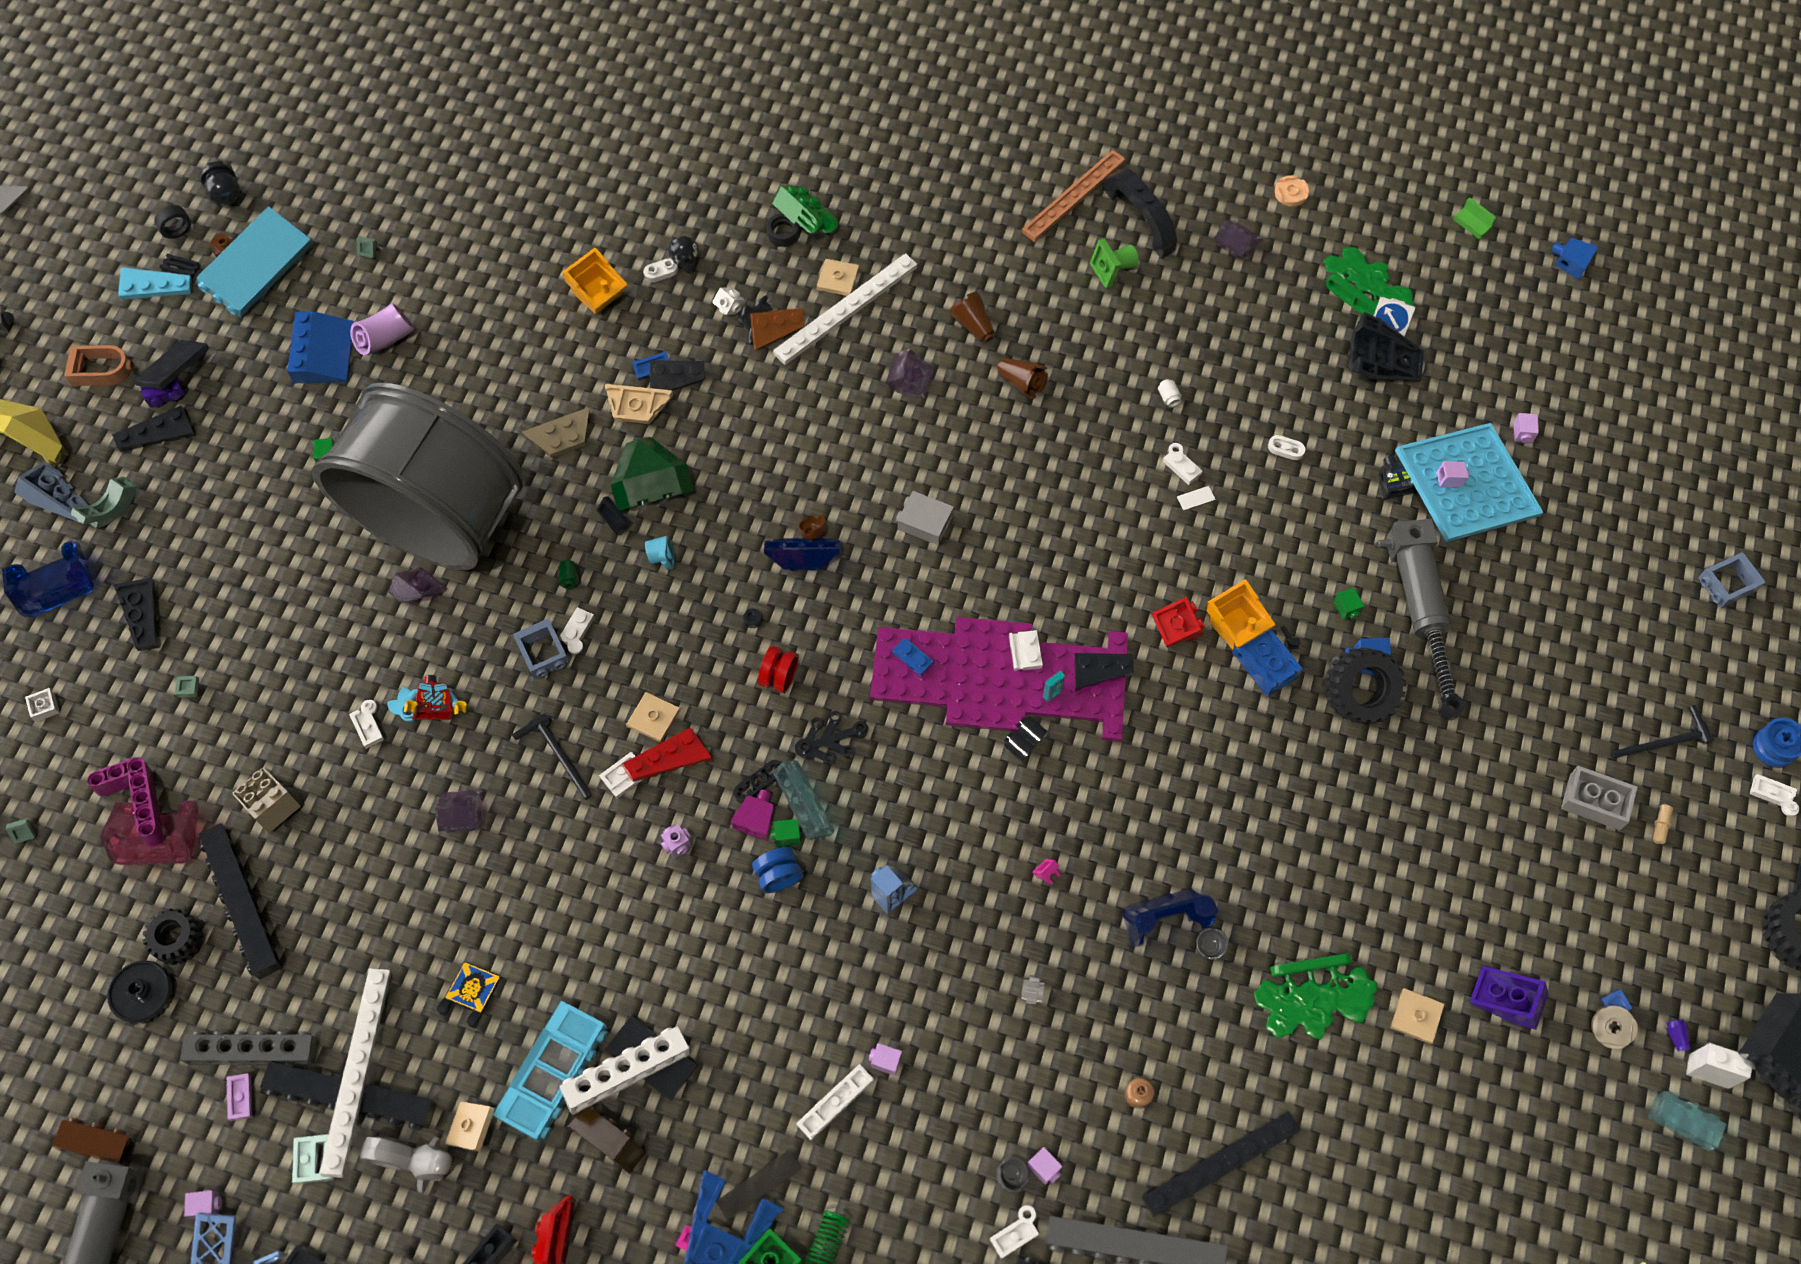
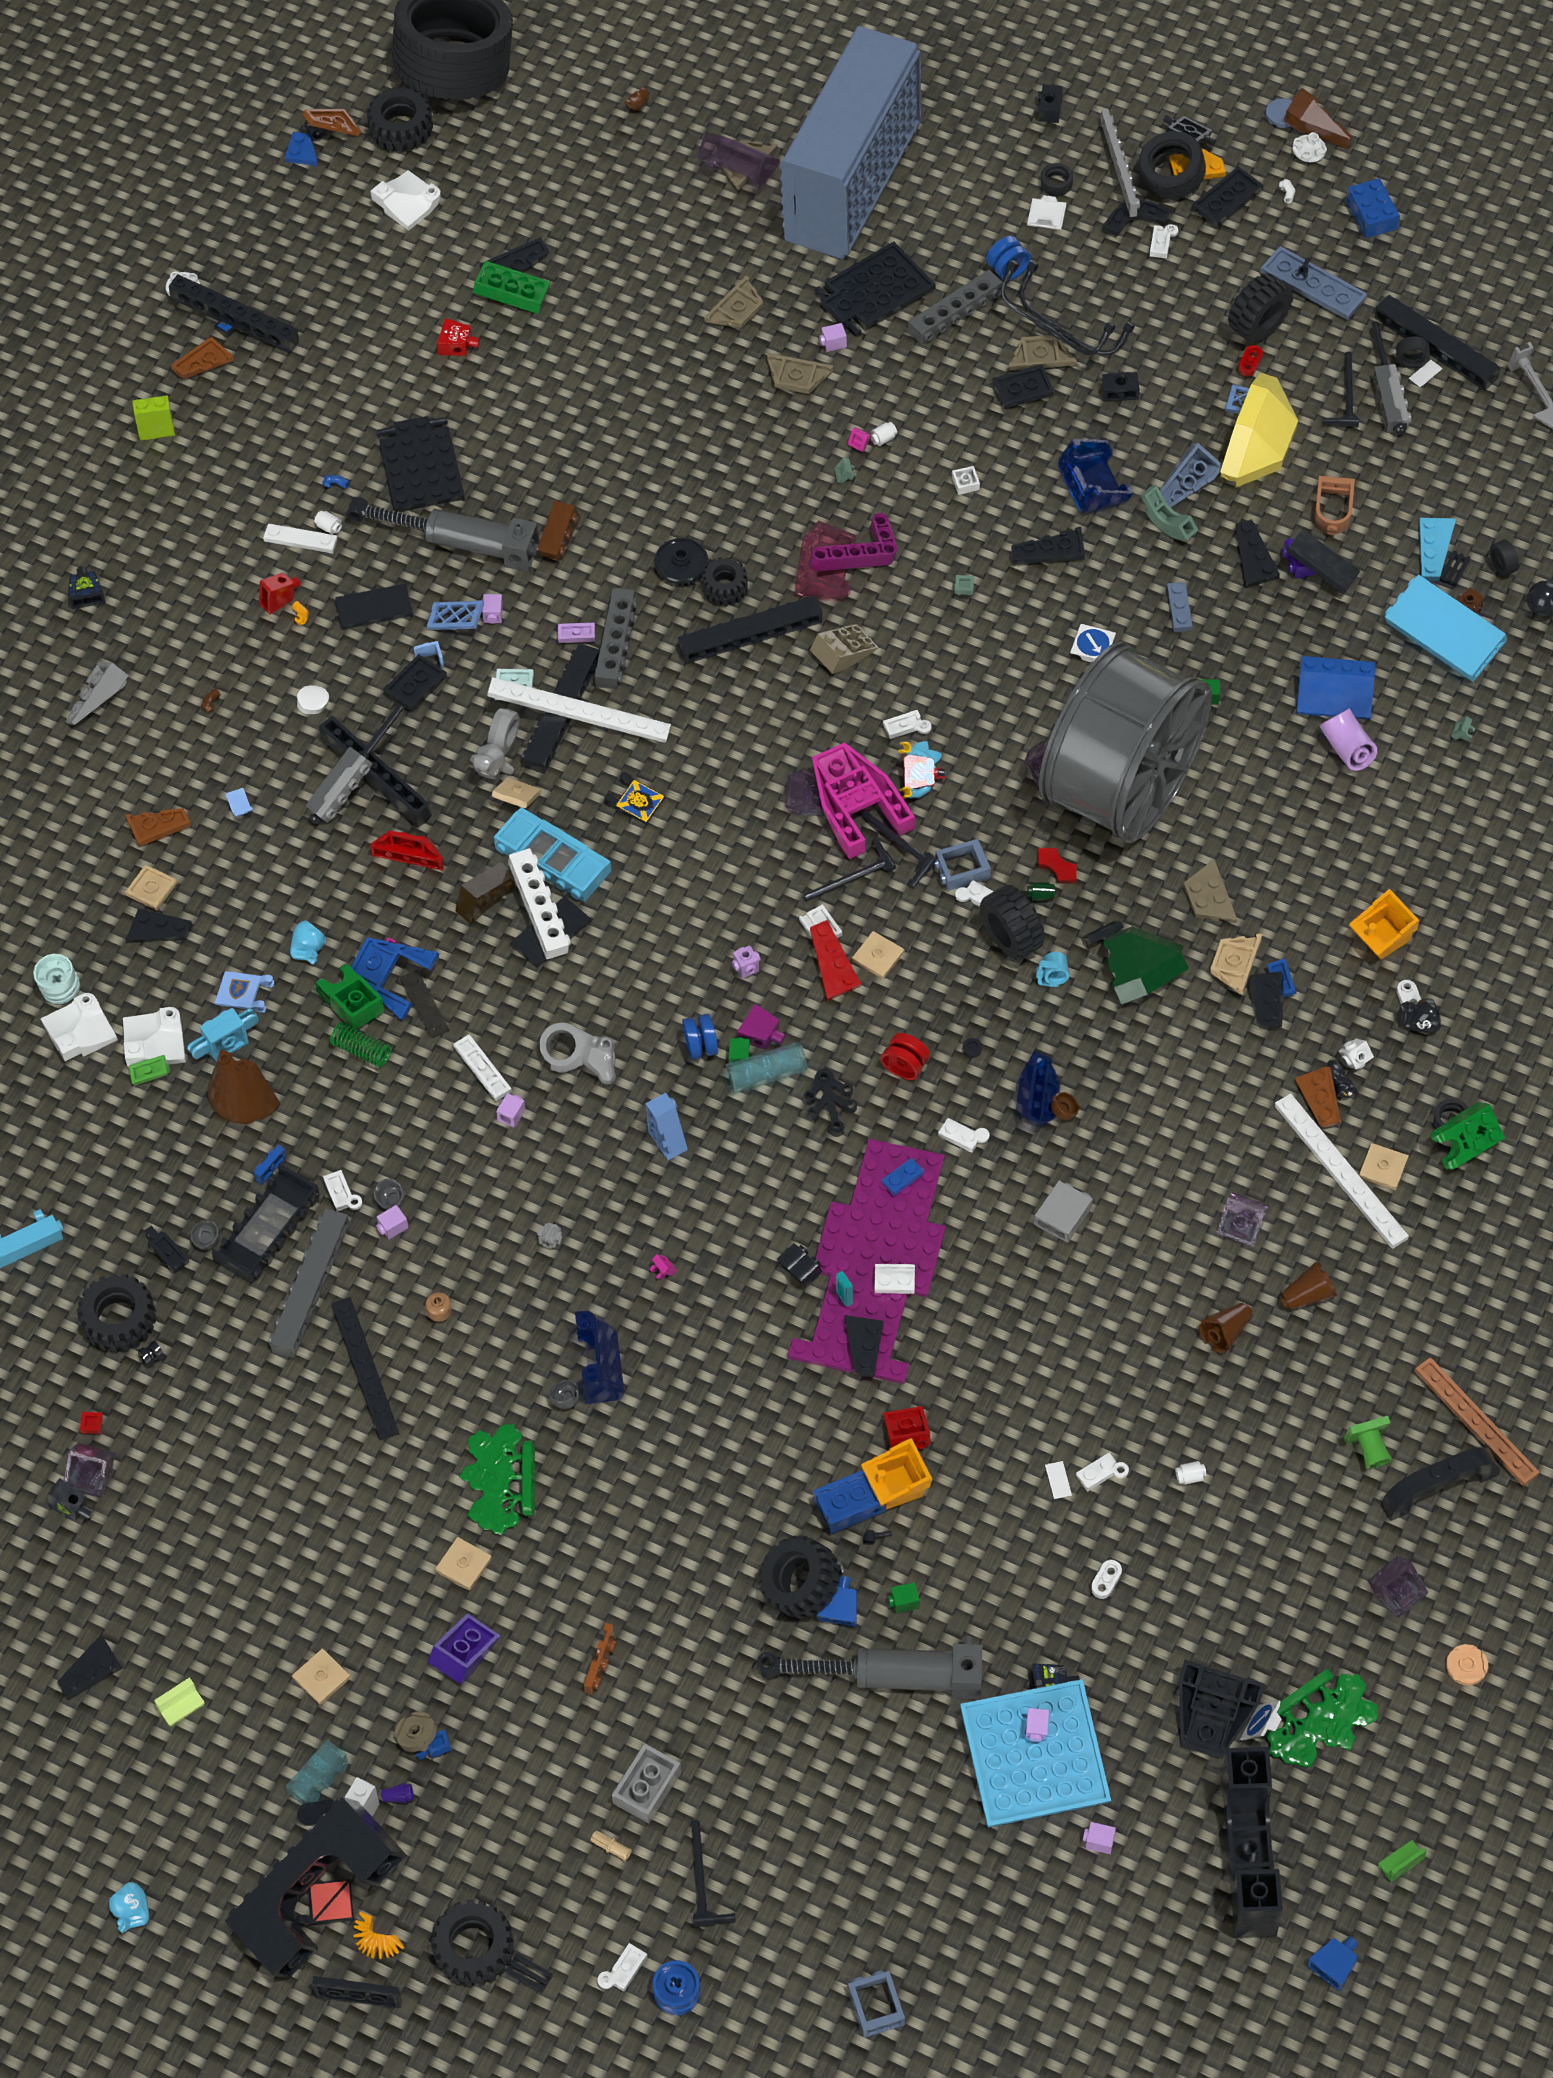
camera: 100 degrees right, 5 degrees down
(217, 489) = (1179, 606): none -> sand blue plate
(264, 559) = (1091, 642): none -> piece
(455, 762) = (850, 784): none -> dark pink wedge
(540, 560) = (1064, 871): none -> red tile
(541, 680) = (925, 861): none -> black bar
(619, 583) = (1012, 922): none -> black tyre
(759, 773) = (796, 1029): black beam -> none
(806, 982) = (590, 1050): none -> light grey animal
(853, 614) = (962, 1135): none -> white hinge
(1469, 317) = (1252, 1875): none -> black arch
(1486, 860) = (597, 1666): none -> dark orange wing
(1579, 1140) = (321, 1676): none -> tan plate
(1724, 1111) = (310, 1812): none -> black tile

